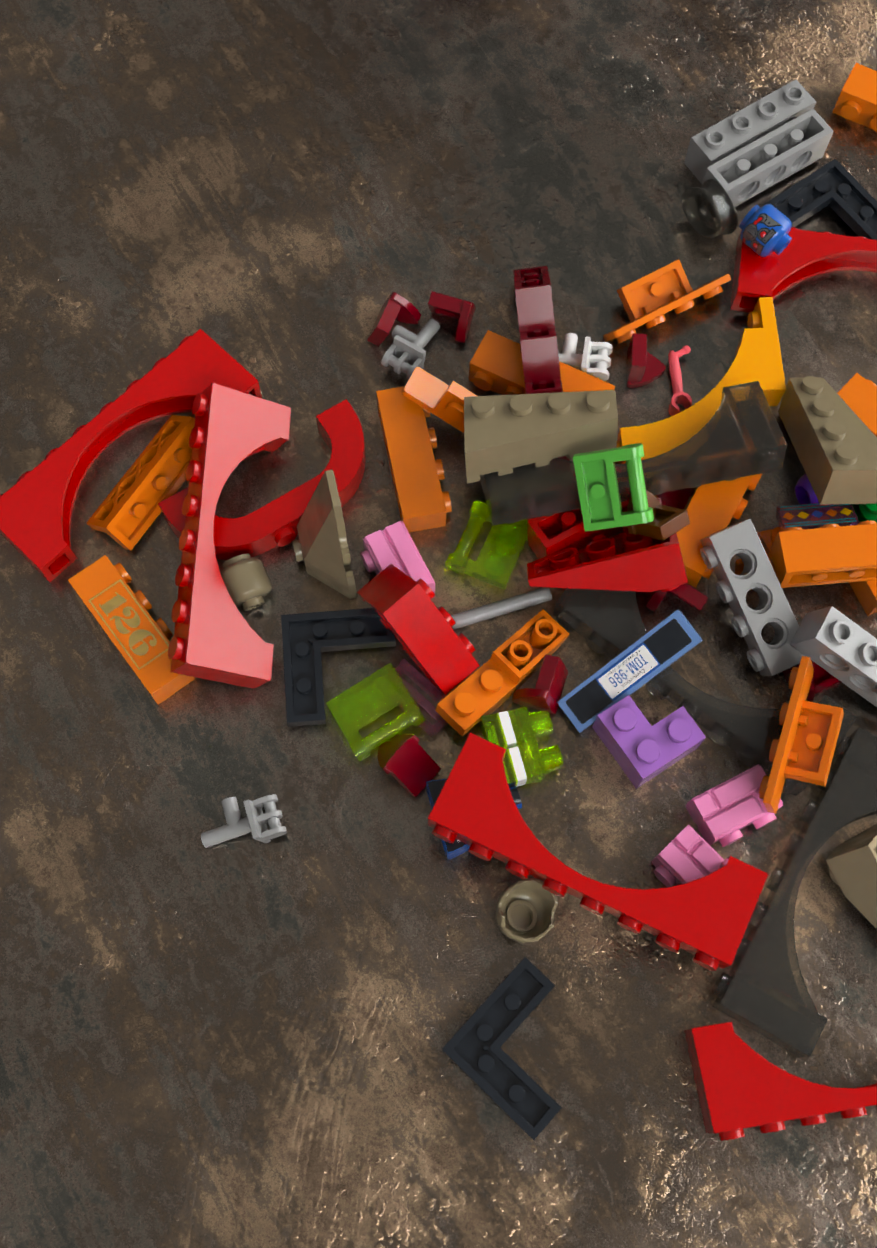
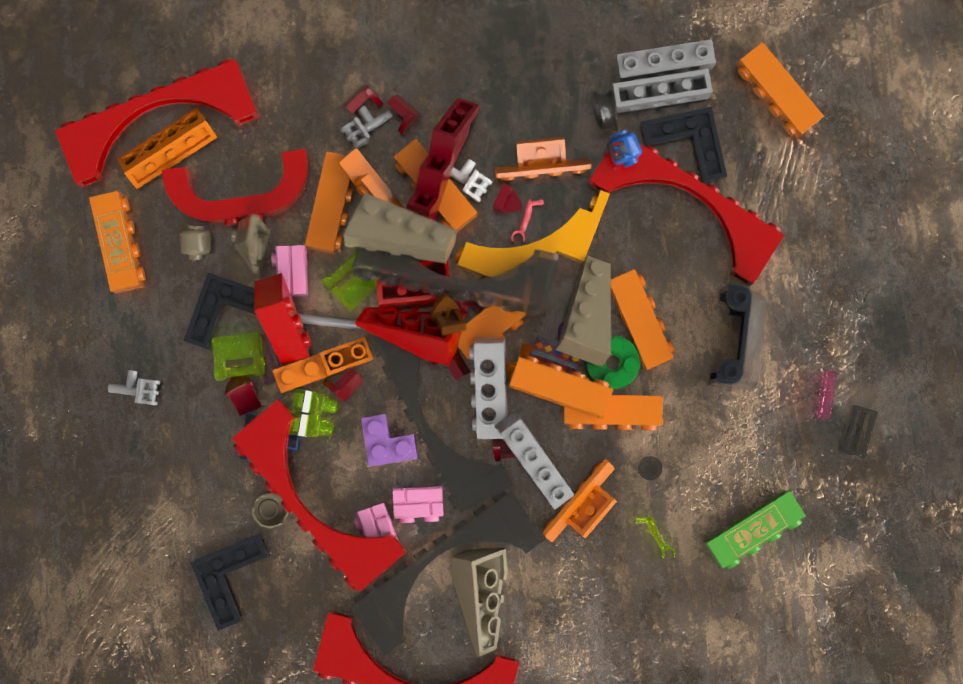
camera: 25 degrees right, 15 degrees up
(209, 630) = (158, 263): arch -> none
(600, 490) = (418, 290): bright green plate -> none
(630, 670) = (394, 399): tile -> none
(805, 740) = (470, 486): orange bracket -> none

